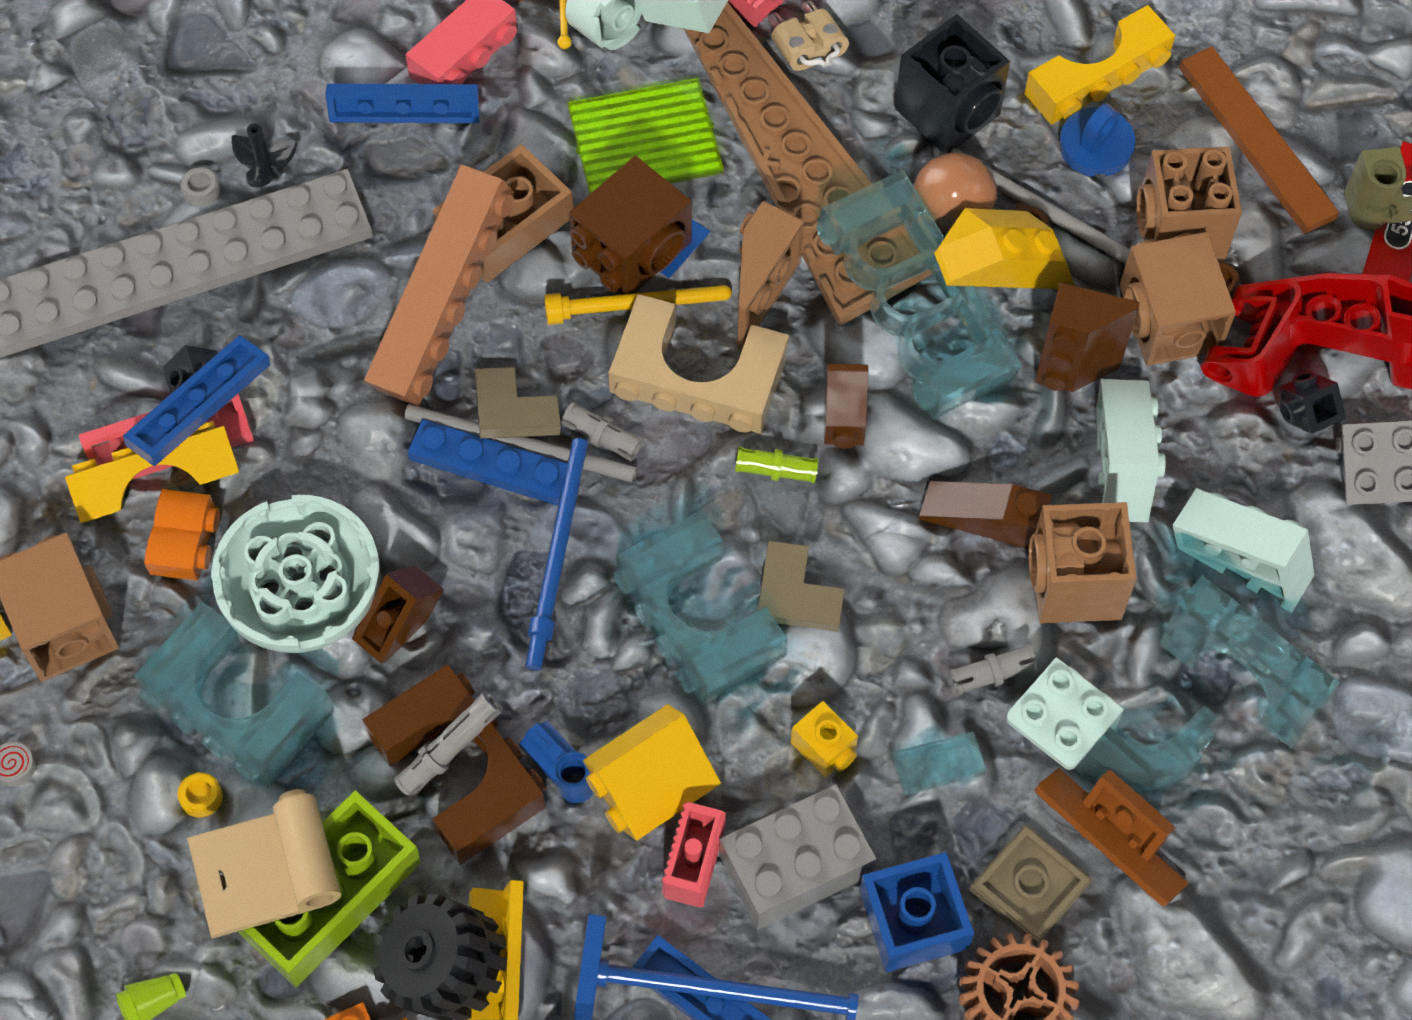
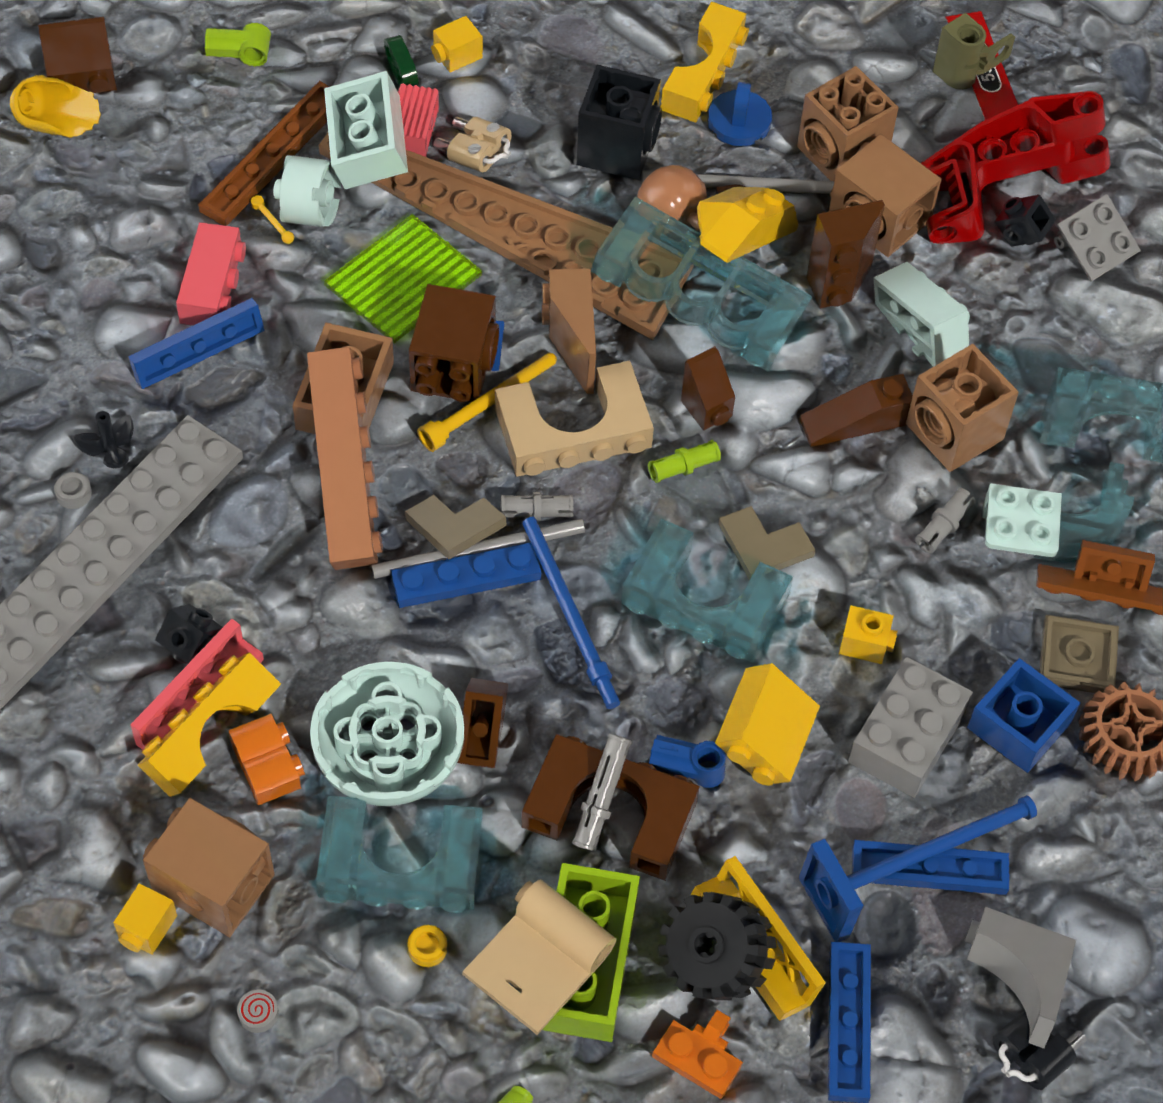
camera: 35 degrees left, 5 degrees down
(196, 400) = (215, 643): blue plate -> none
(693, 854) = (839, 767): coral brick -> none
(938, 763) = (954, 607): clear light blue plate -> none
(1248, 542) = (1052, 338): light aqua wedge -> none
(1259, 140) = (841, 57): dark orange tile -> none

